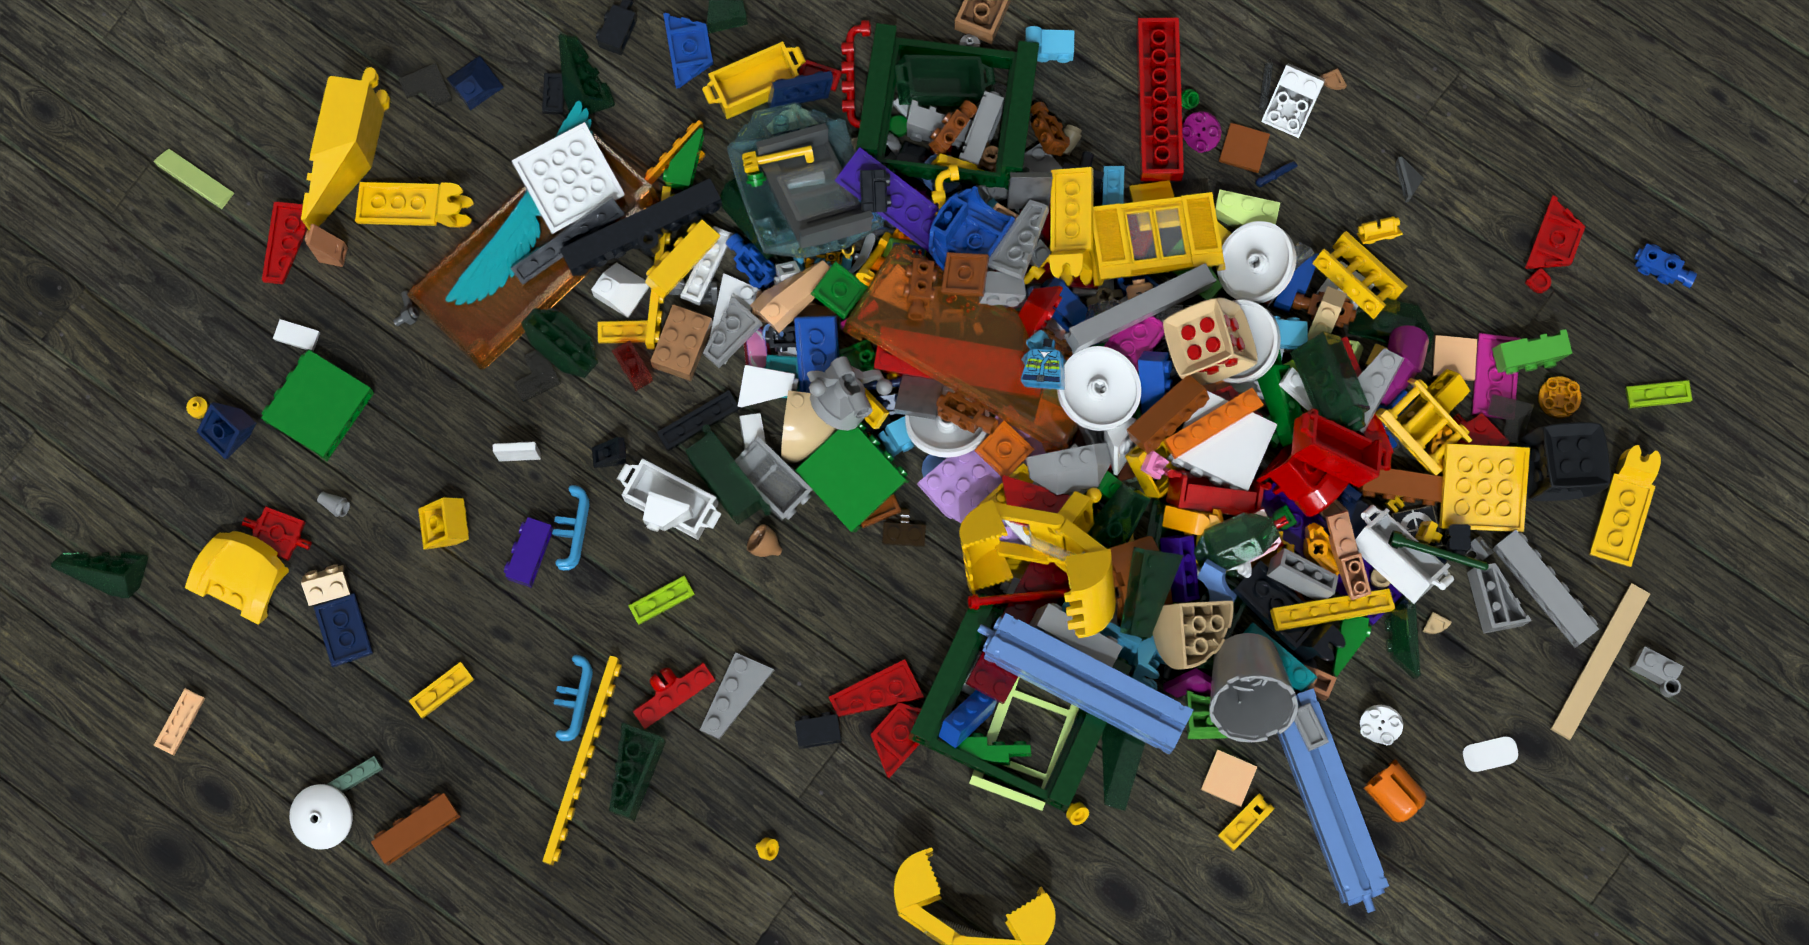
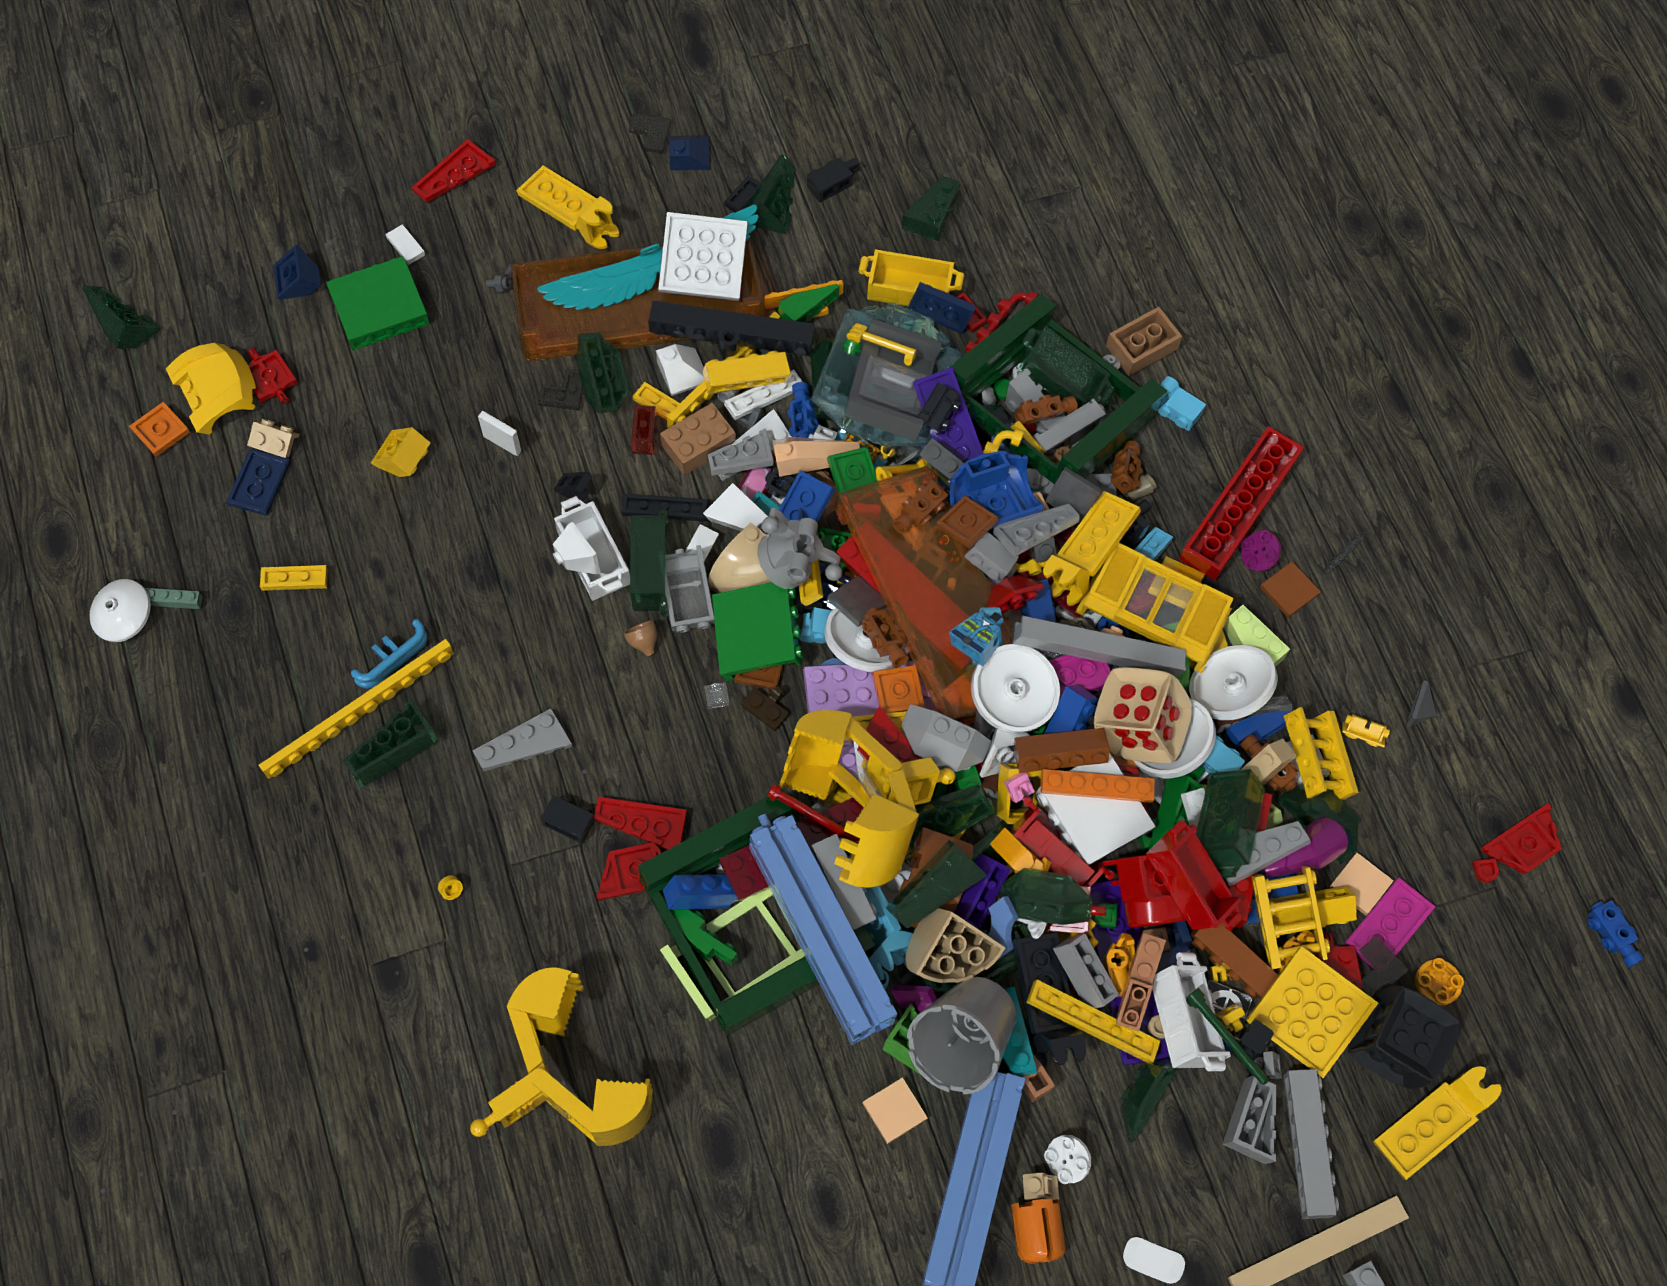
camera: 30 degrees right, 10 degrees down
(179, 721) = (77, 465): light nougat plate -> none
(194, 178) = (423, 88): yellowish green slope -> none
(197, 407) = (285, 245): yellow tile -> none
(223, 643) = (159, 429): none -> orange plate
(326, 246) = (476, 189): nougat slope -> none
(335, 504) = (330, 384): light grey cone -> none
(343, 142) = (546, 123): yellow windscreen -> none
(415, 829) = (183, 671): dark orange brick -> none
(528, 552) = (448, 518): dark purple brick -> none
(550, 251) = (641, 303): black plate -> none
(578, 532) = (500, 528): dark azure piece -> none
(661, 600) = (524, 627): lime tile -> none
(671, 693) = (473, 705): red plate -> none
(688, 48) = (875, 227): blue wing -> none
(857, 549) = (716, 695): none -> clear tile
(906, 233) = (940, 459): none -> dark grey brick
(1077, 813) = (736, 1045): yellow tile -> none
(1120, 764) = (805, 1031): clear green wedge -> none
(1189, 99) = (1272, 522): green plate -> none
(1245, 822) = (881, 1160): yellow plate -> none
(1260, 182) = (1300, 627): dark blue piece -> none
(1293, 100) = (1360, 577): white slope -> none
(1310, 728) = (996, 1109): light grey tile -> none
(1334, 80) = (1408, 585): medium nougat tile -> none
(1354, 632) = (1098, 1061): green slope -> none
(1375, 759) = (1040, 1186): none -> tan window
(1436, 624) = (1183, 1106): tan tile -> none
(1532, 353) = (1436, 924): bright green wedge -> none
(1658, 394) = (1536, 1042): lime tile -> none

